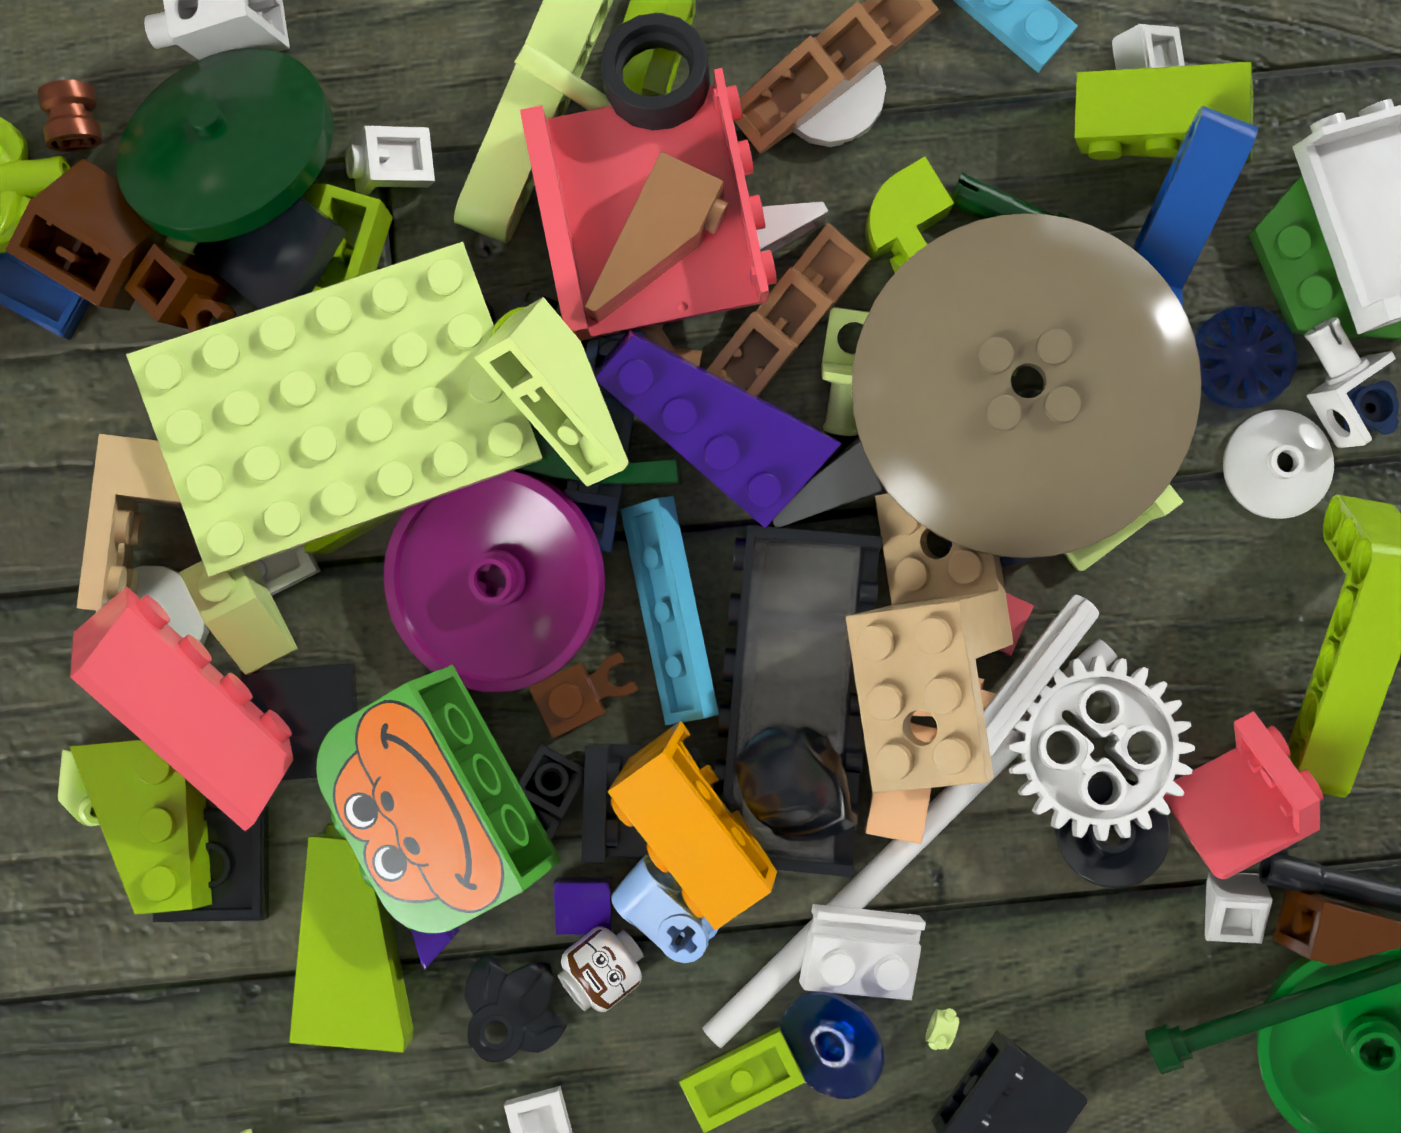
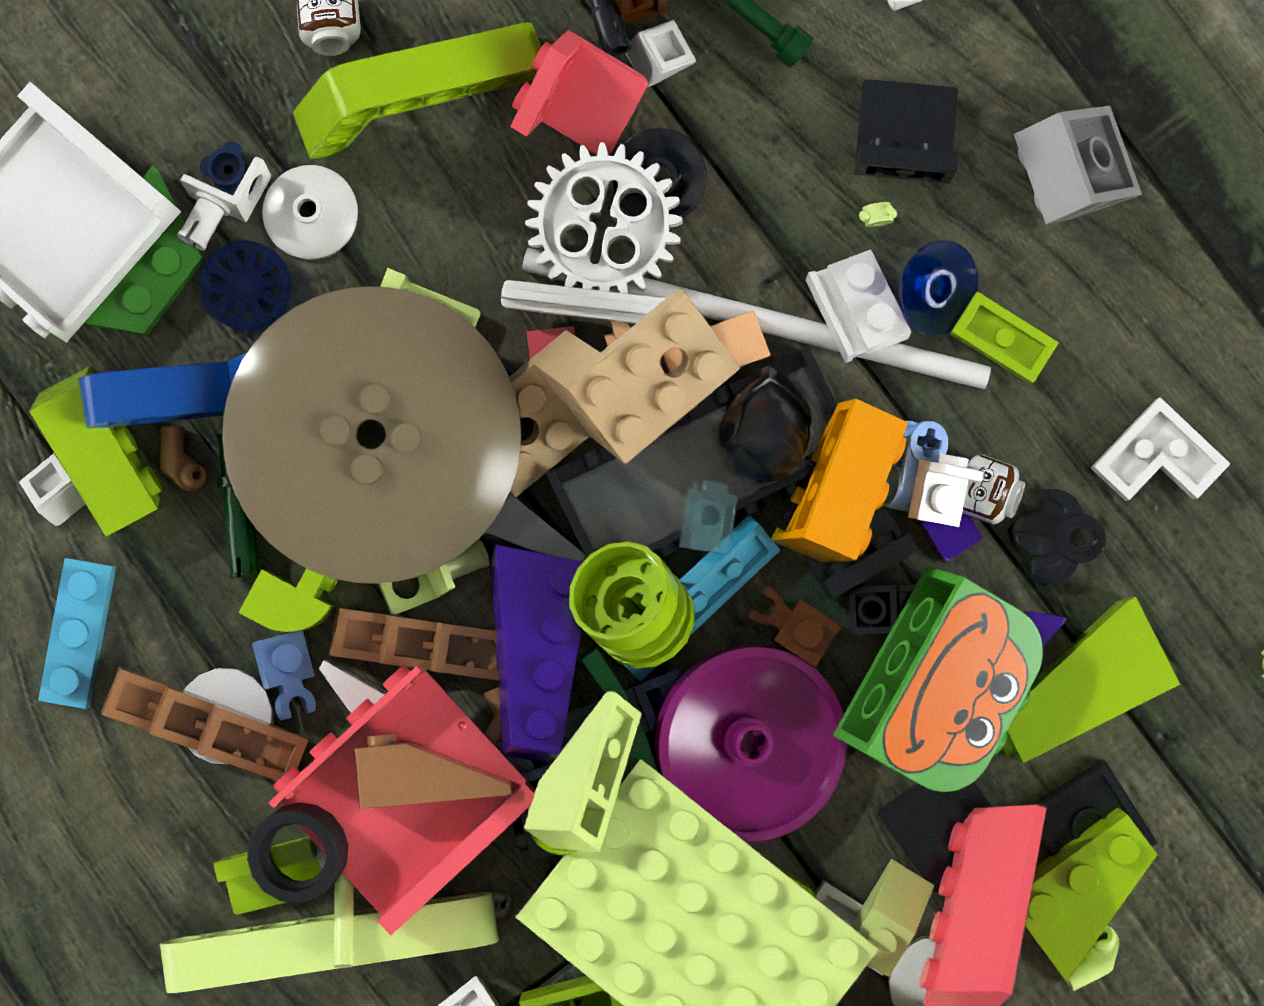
camera: 125 degrees left, 0 degrees up
(627, 922) = (941, 489): none -> white bracket
(725, 536) = (617, 587): none -> lime wheel
(739, 670) = (708, 518): none -> clear light blue brick
(847, 174) = (284, 664): none -> medium blue plate
(1106, 187) = (176, 463): none -> medium nougat arm

